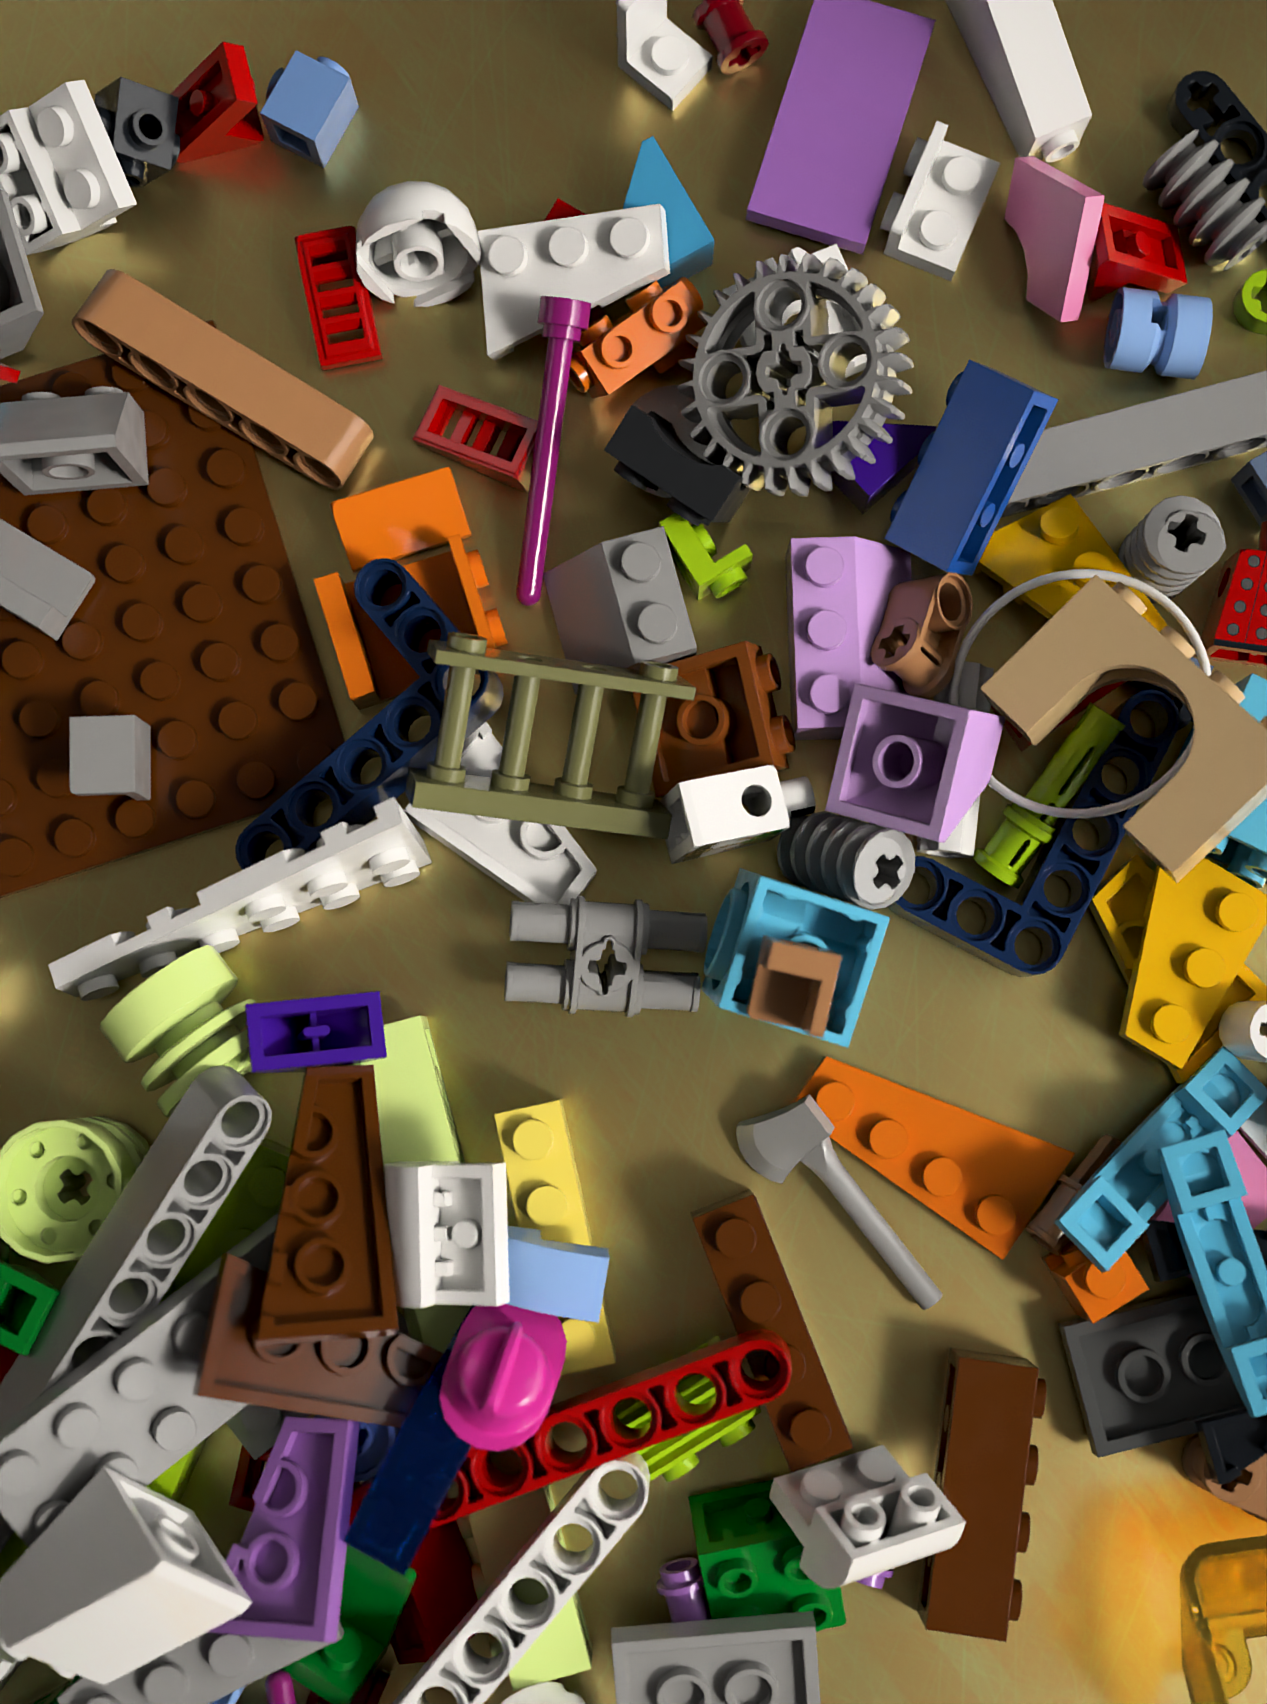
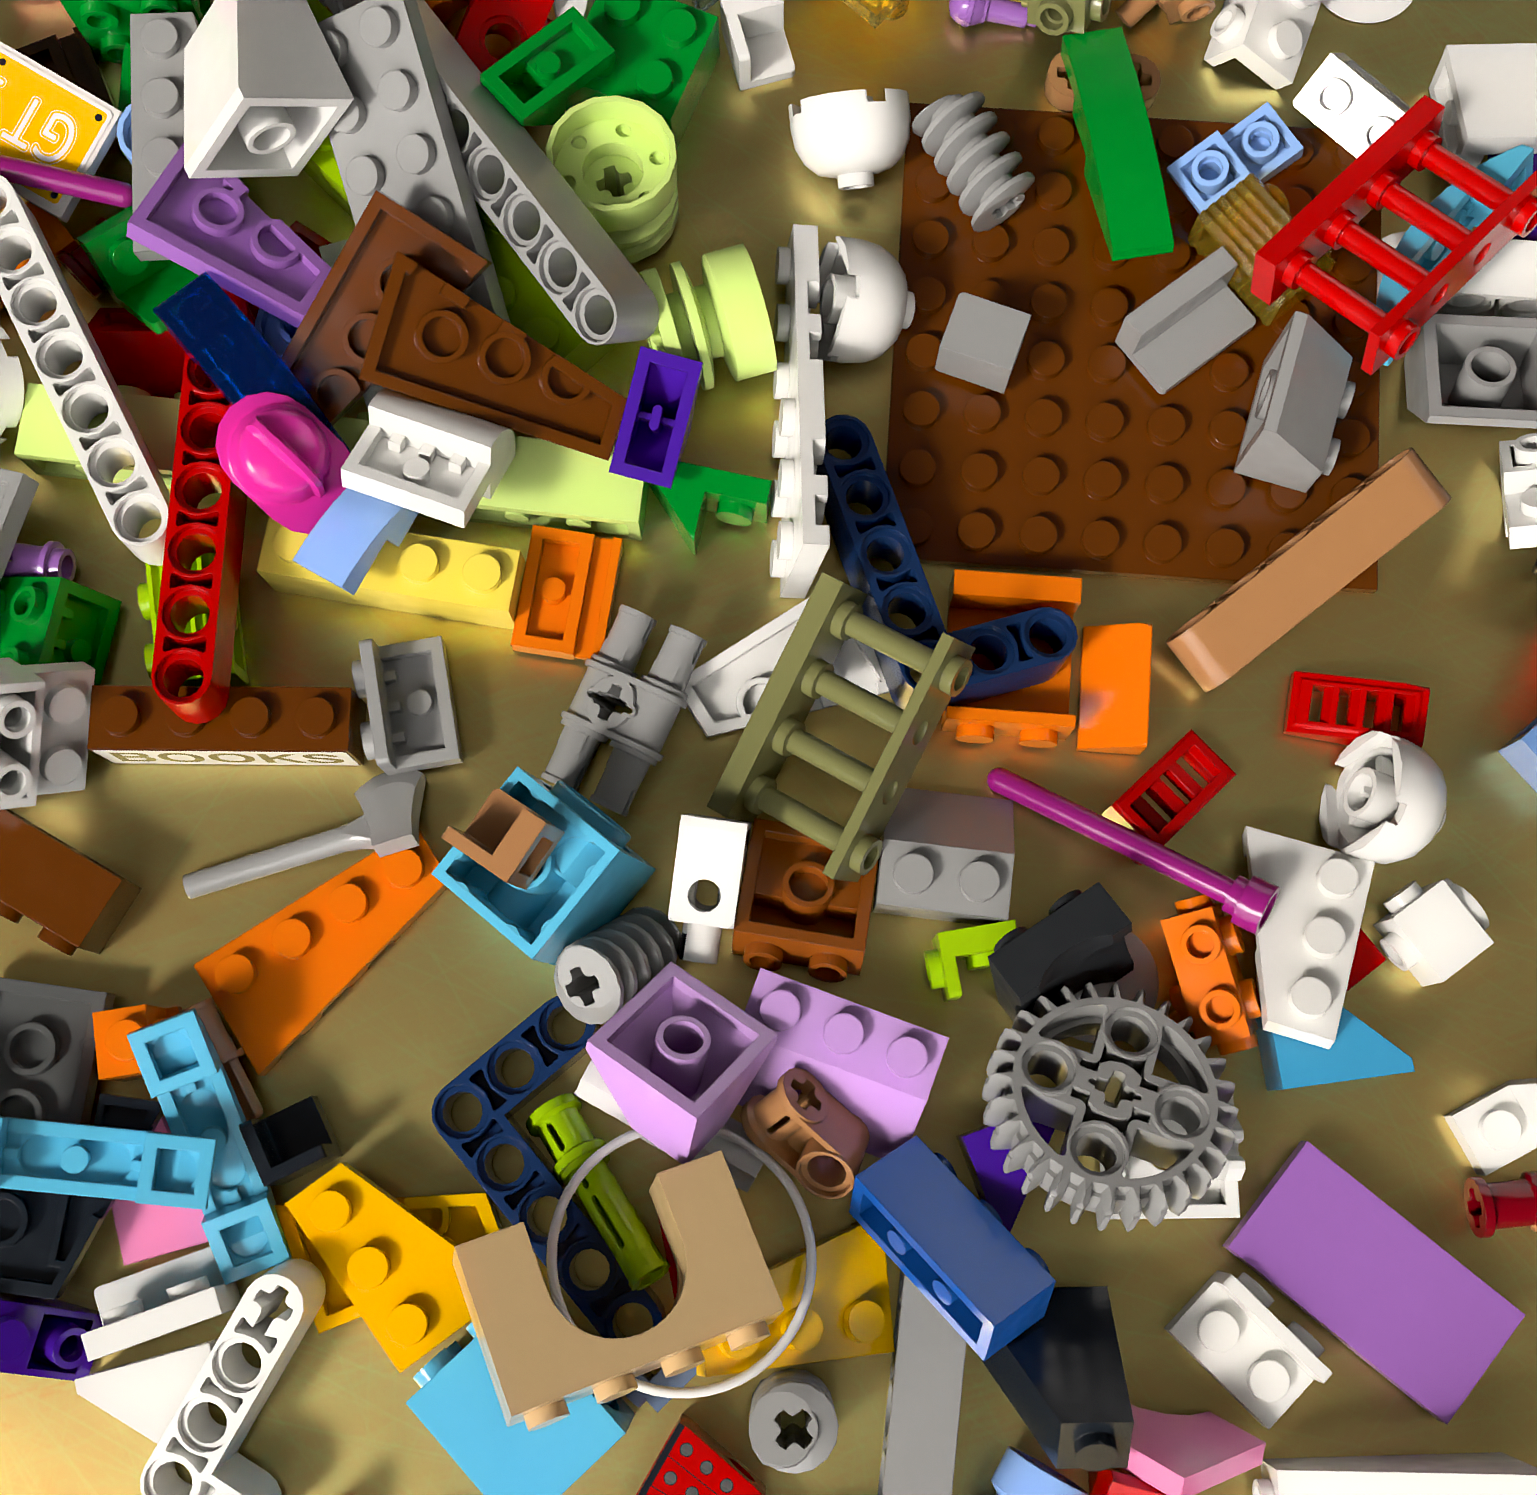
camera: 110 degrees right, 5 degrees down
(108, 891) = (861, 301): none -> white cylinder
(355, 939) = (700, 489): none -> green slope
(511, 1060) = (566, 593): none -> orange plate
(516, 165) = (1433, 930): none -> white brick
(680, 1164) = (408, 705): none -> light grey bracket
(1041, 322) = (1070, 1381): none -> black slope
(1122, 1093) = (290, 1142): none -> black panel

